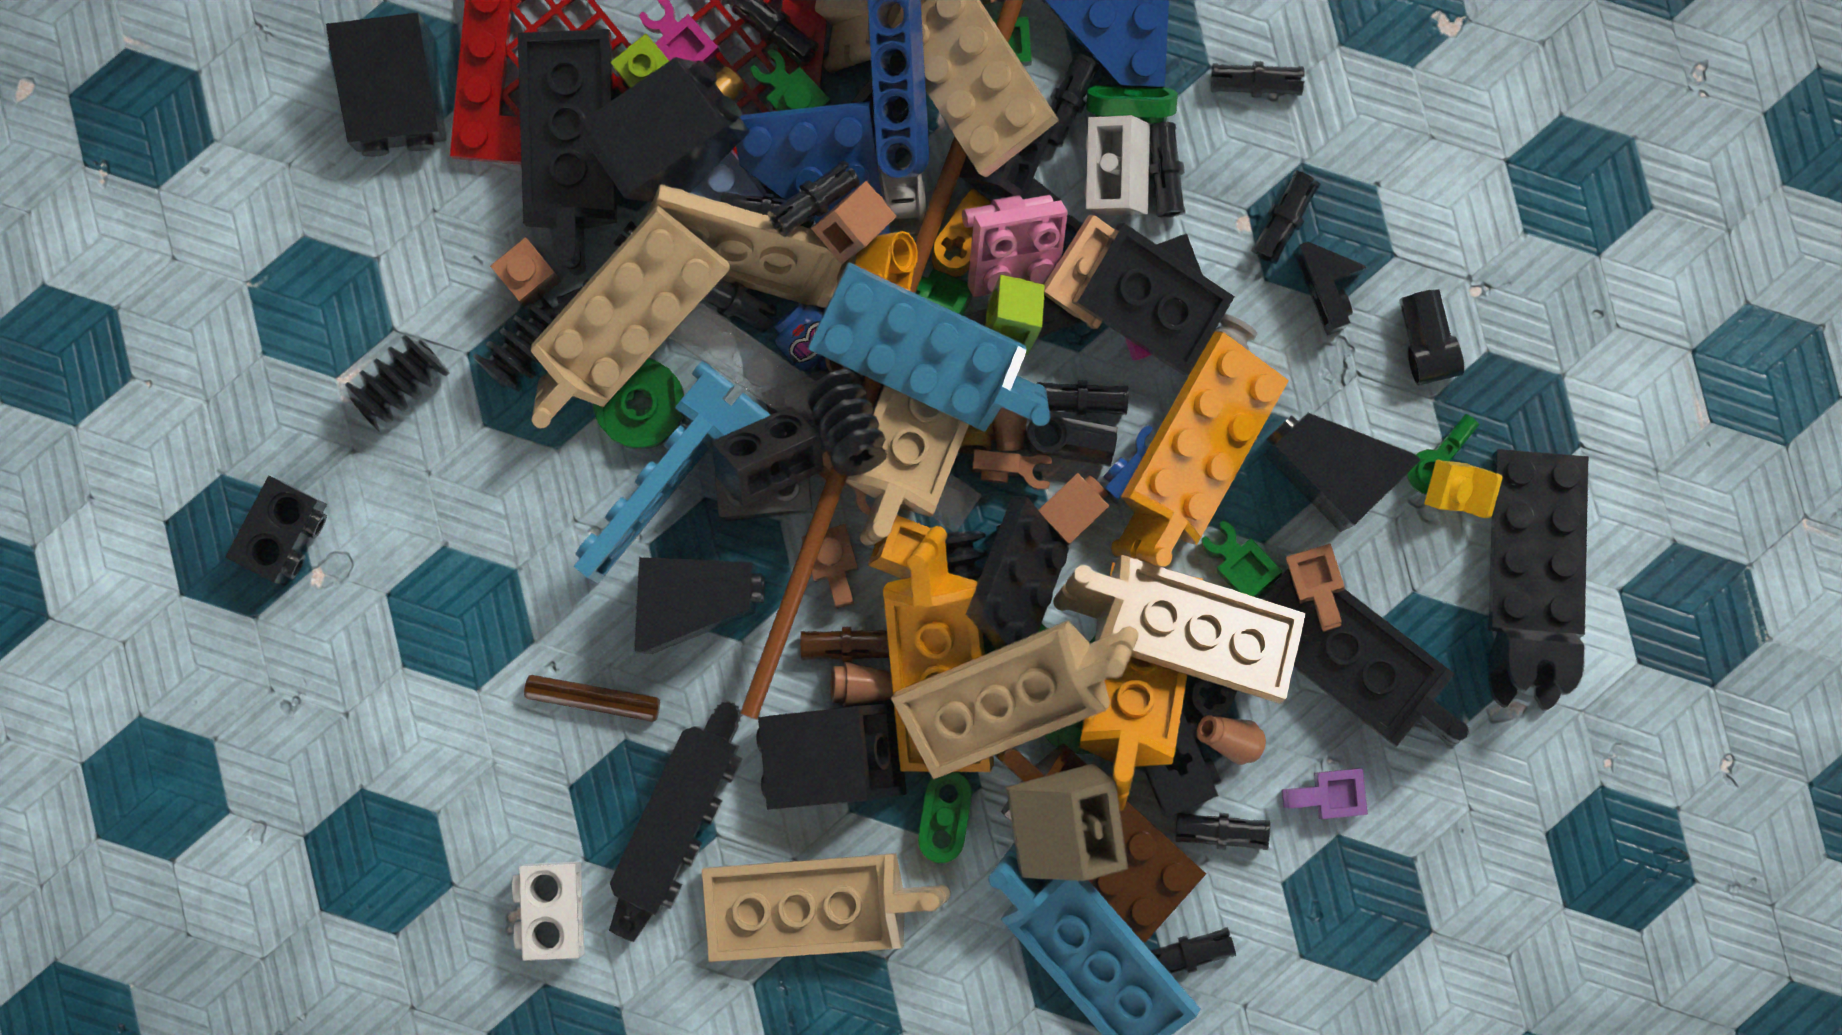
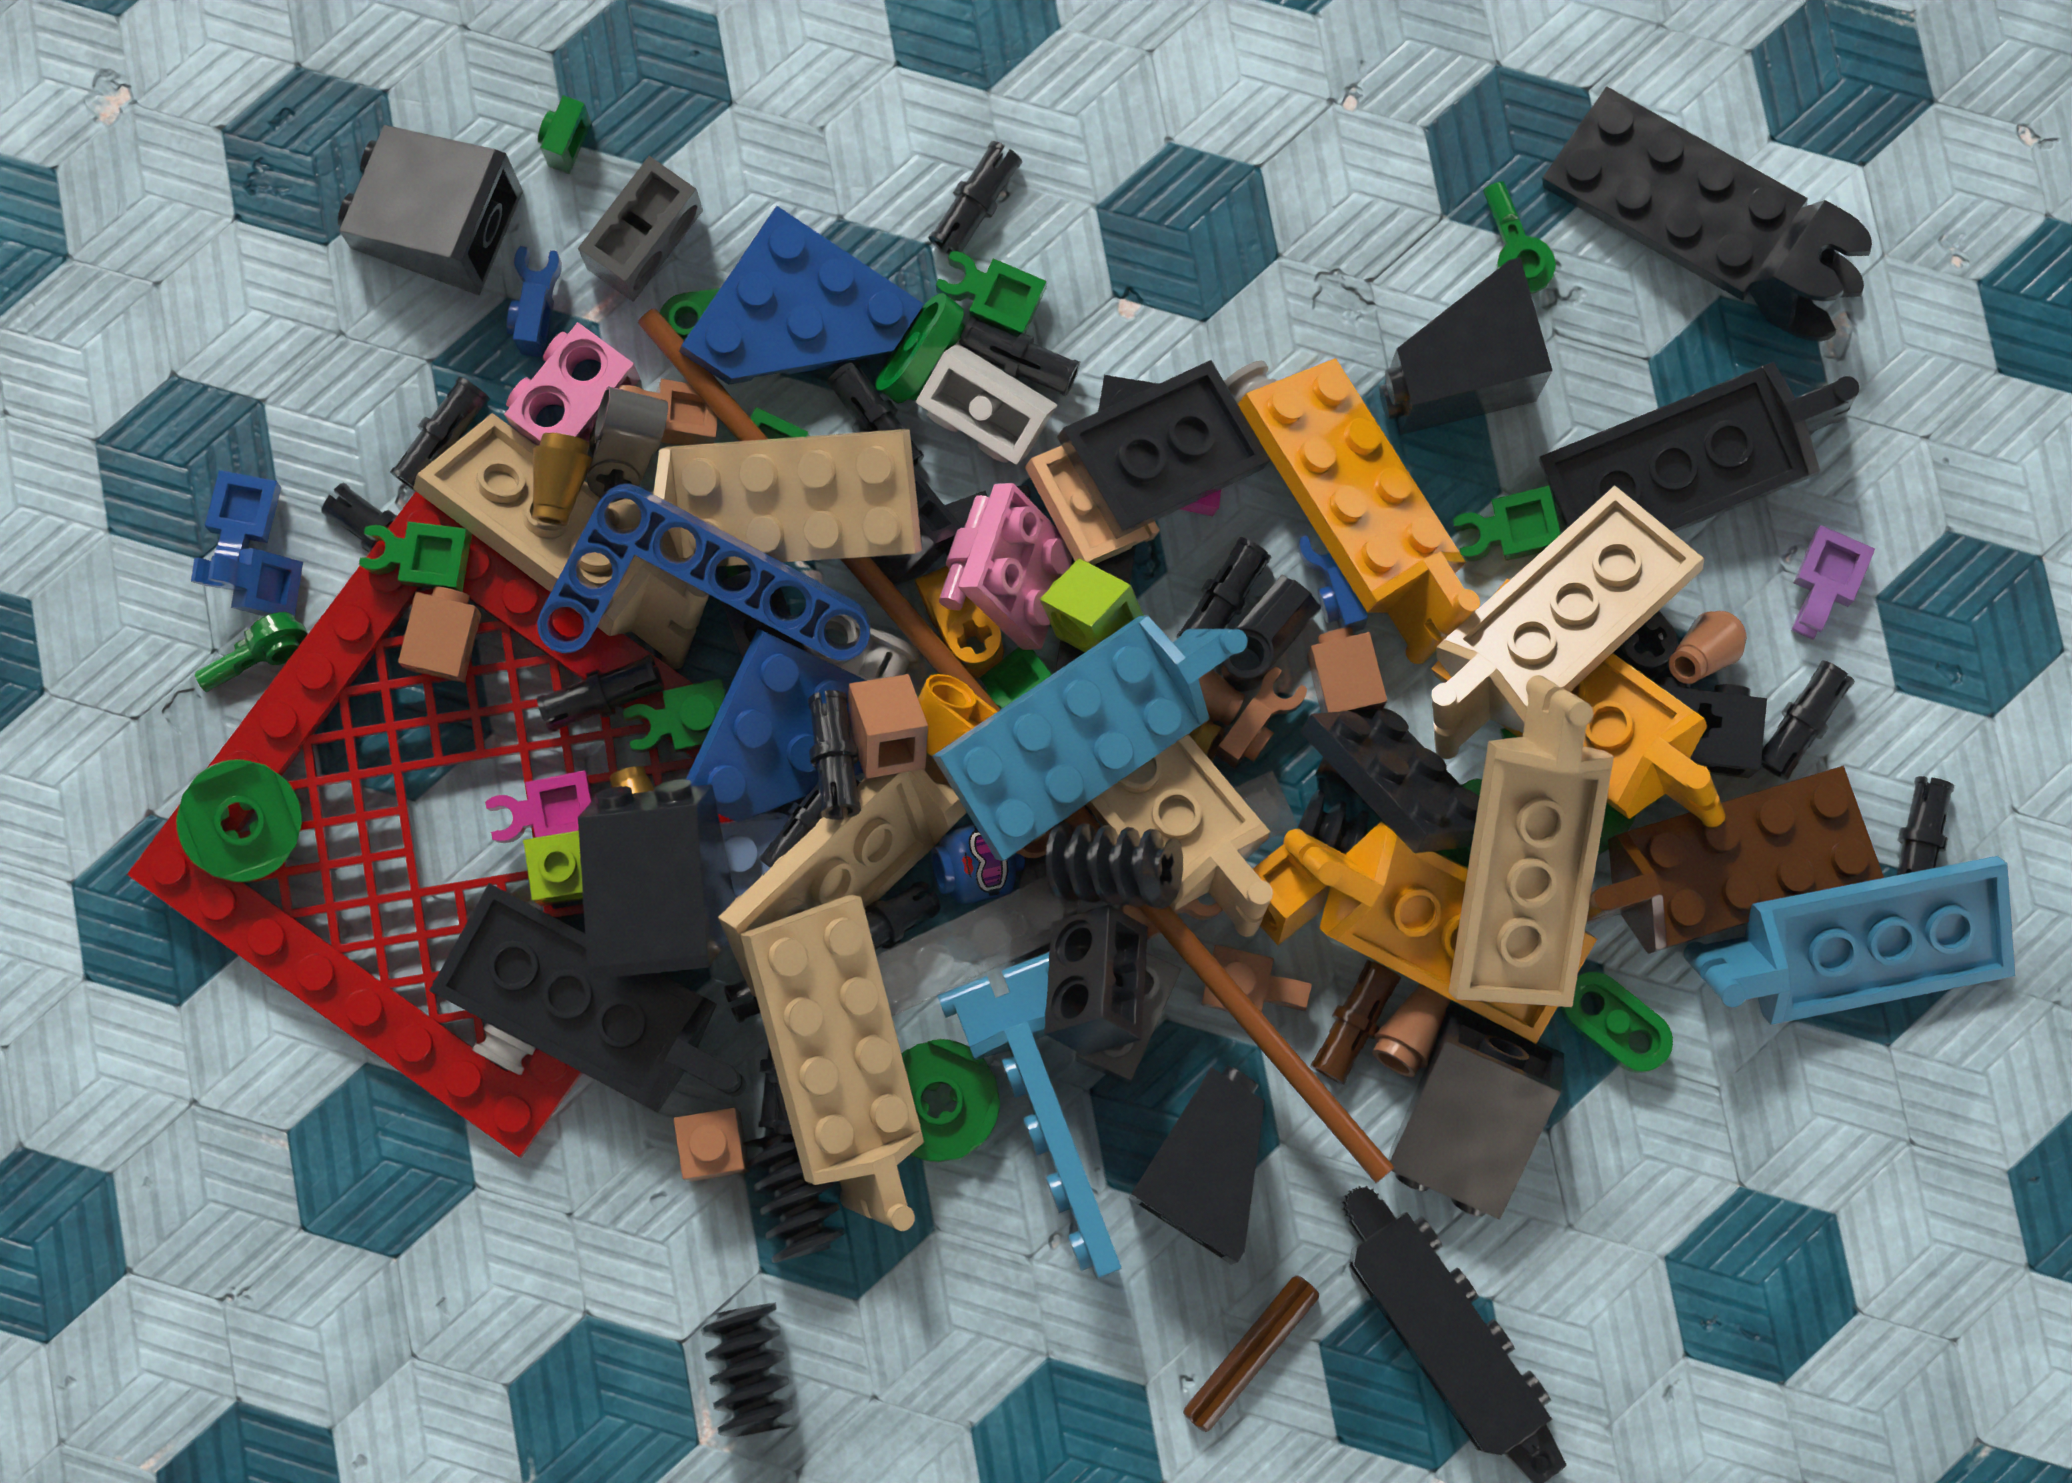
camera: 60 degrees left, 5 degrees down
(387, 83) = (395, 1179): black slope -> none
(507, 103) = (503, 1049): none -> light grey bush
(810, 907) = (1638, 1235): tan hinge -> none
(1067, 825) = (1716, 879): dark tan slope -> none
(1199, 134) = (1000, 297): none -> green plate
(1285, 217) = (1149, 257): black pin -> none
(1316, 579) = (1581, 448): nougat plate -> none
(1321, 272) = (1236, 255): black slope -> none
(1432, 349) = (1392, 182): black piece -> none
(1463, 488) = (1569, 236): yellow bracket -> none

